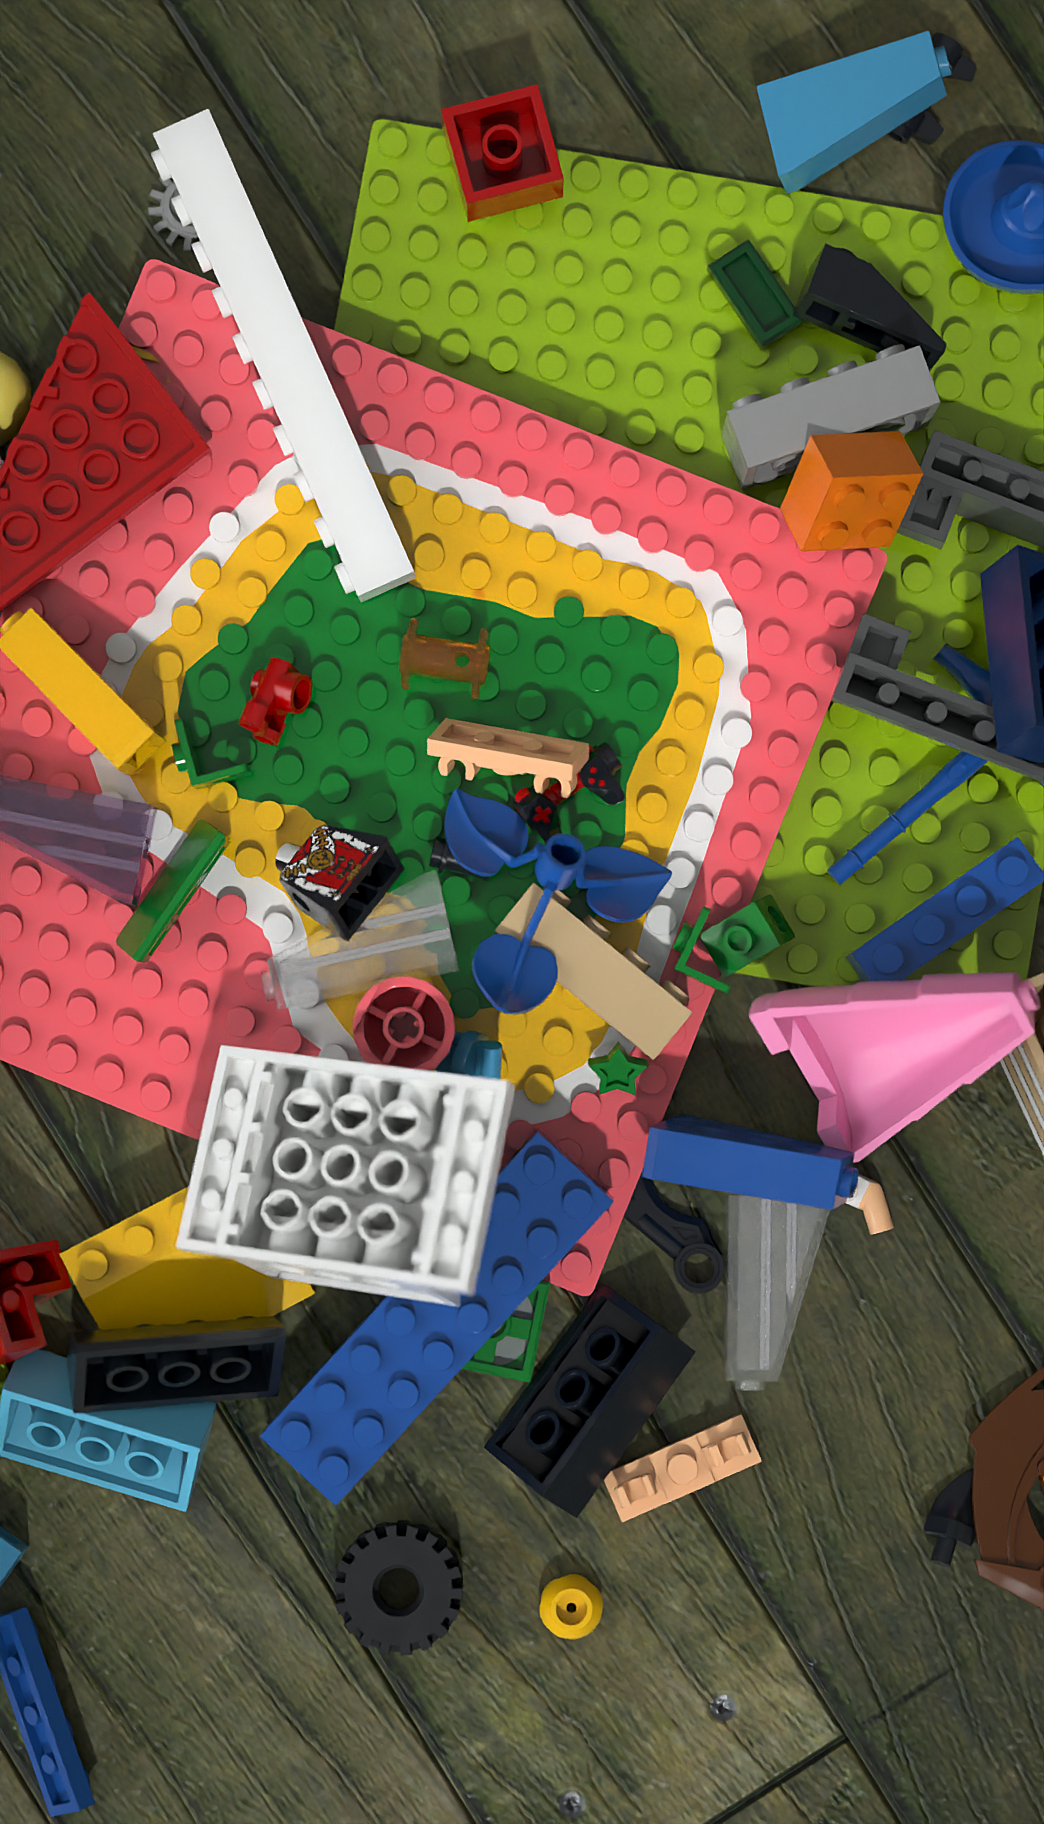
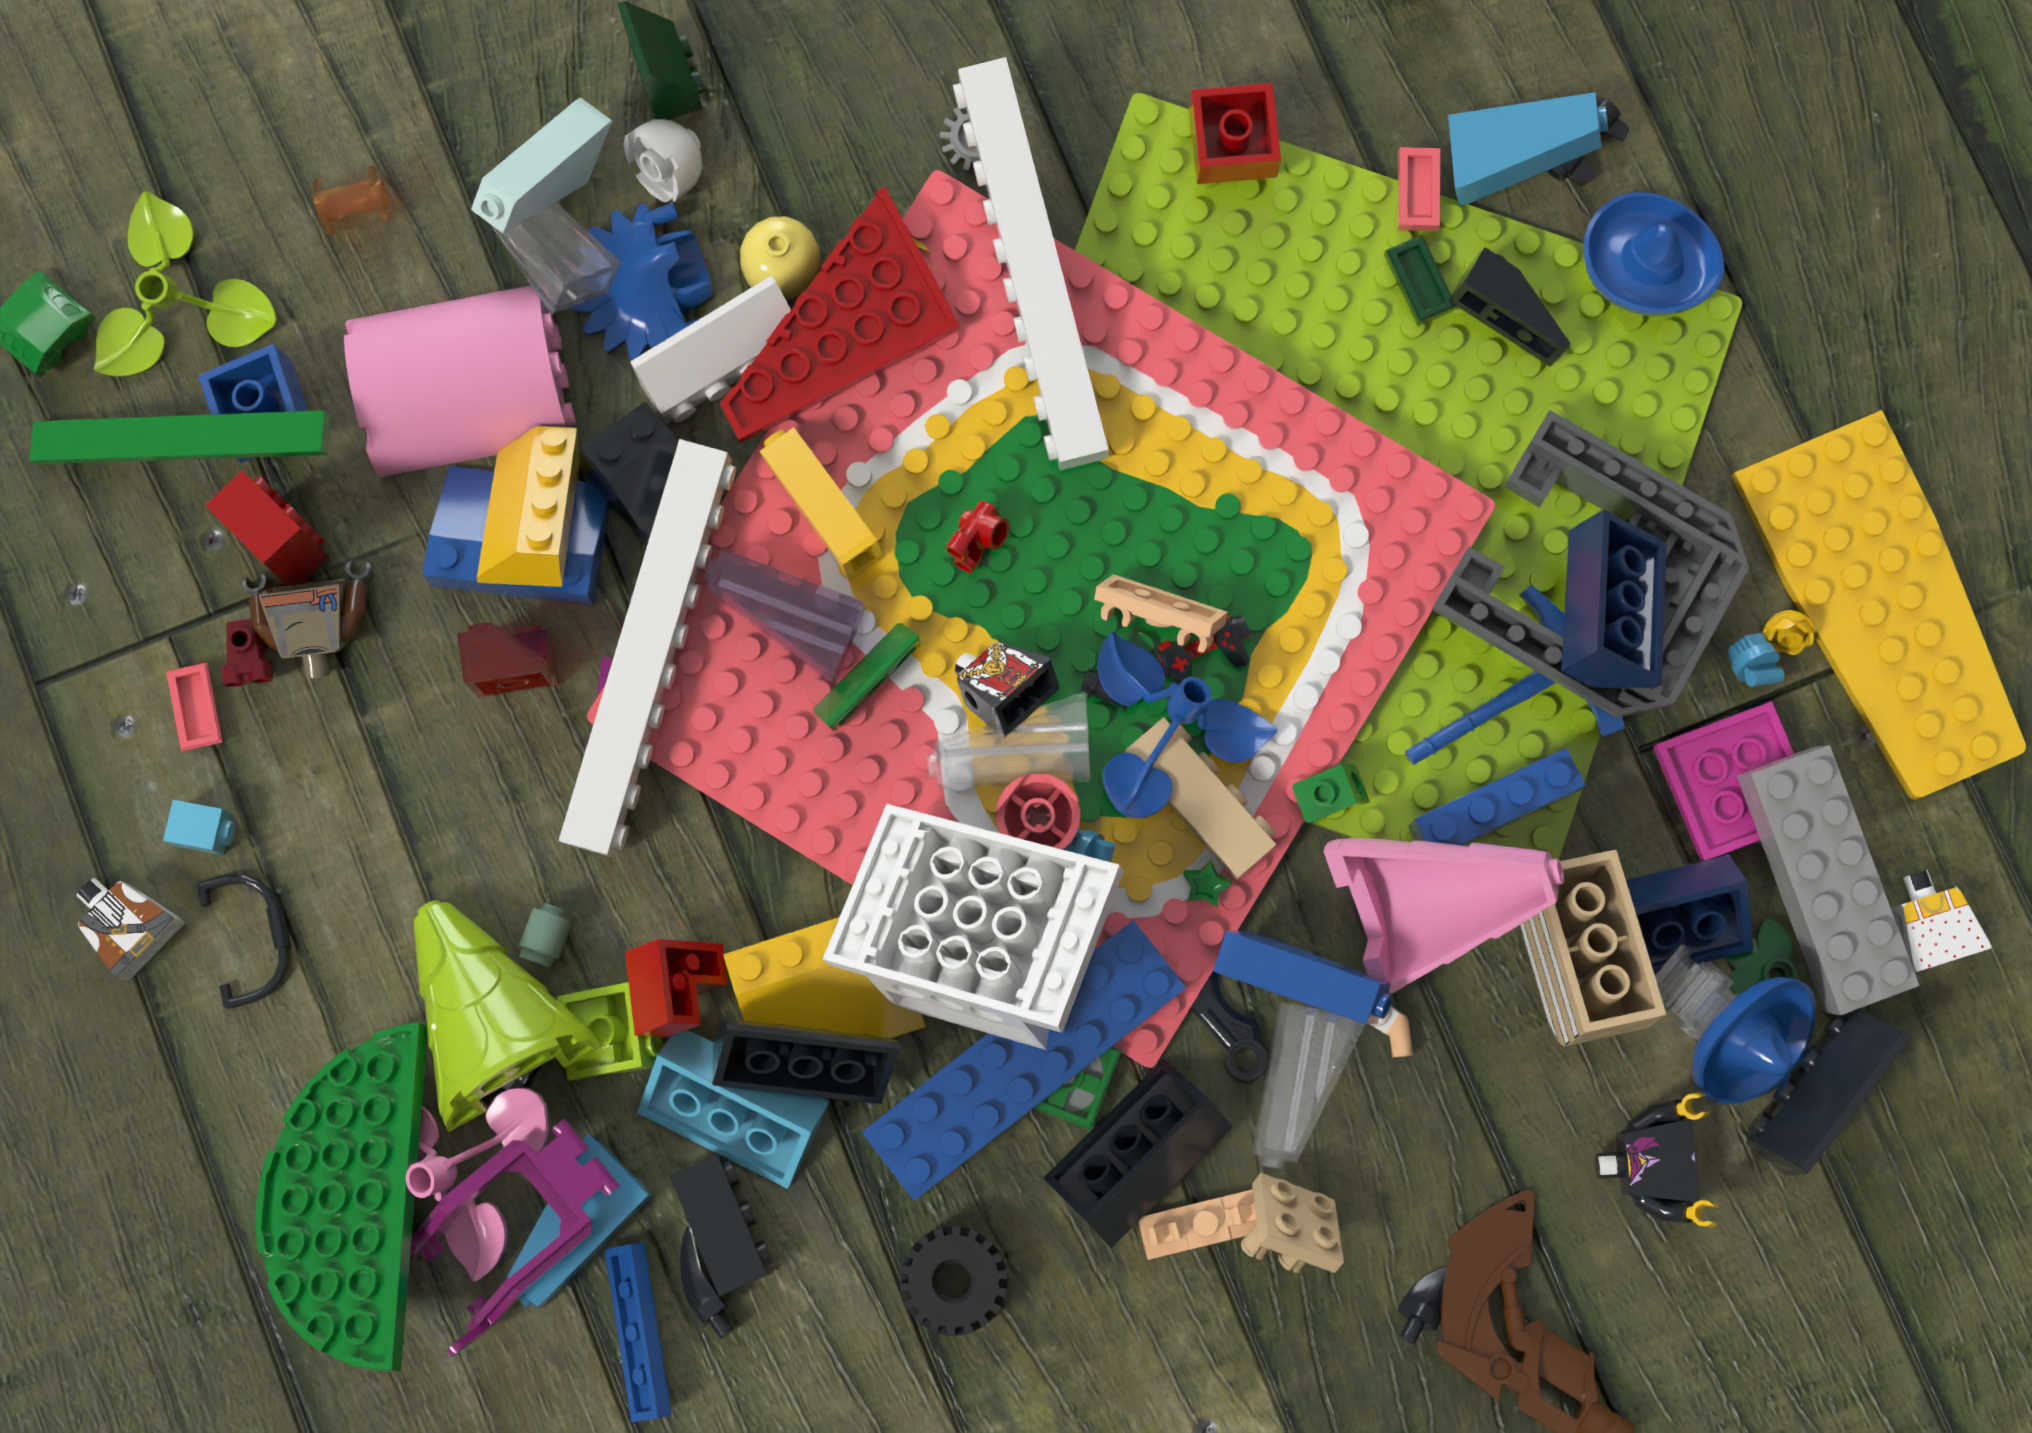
camera: 10 degrees right, 5 degrees down
(109, 1659) = (700, 1294): none -> black bar
(115, 1570) = (722, 1224): none -> black brick
(187, 761) = (897, 573): green bracket -> none
(438, 656) = (1116, 522): clear orange hose -> none
(566, 1590) = (1079, 1323): yellow plate -> none
(685, 942) = (1278, 789): green bracket -> none
(735, 182) = (1418, 189): none -> coral tile
(787, 1455) = (1295, 1225): none -> tan plate
(851, 491) = (1474, 446): orange brick -> none
(885, 395) = (1465, 384): light grey brick -> none

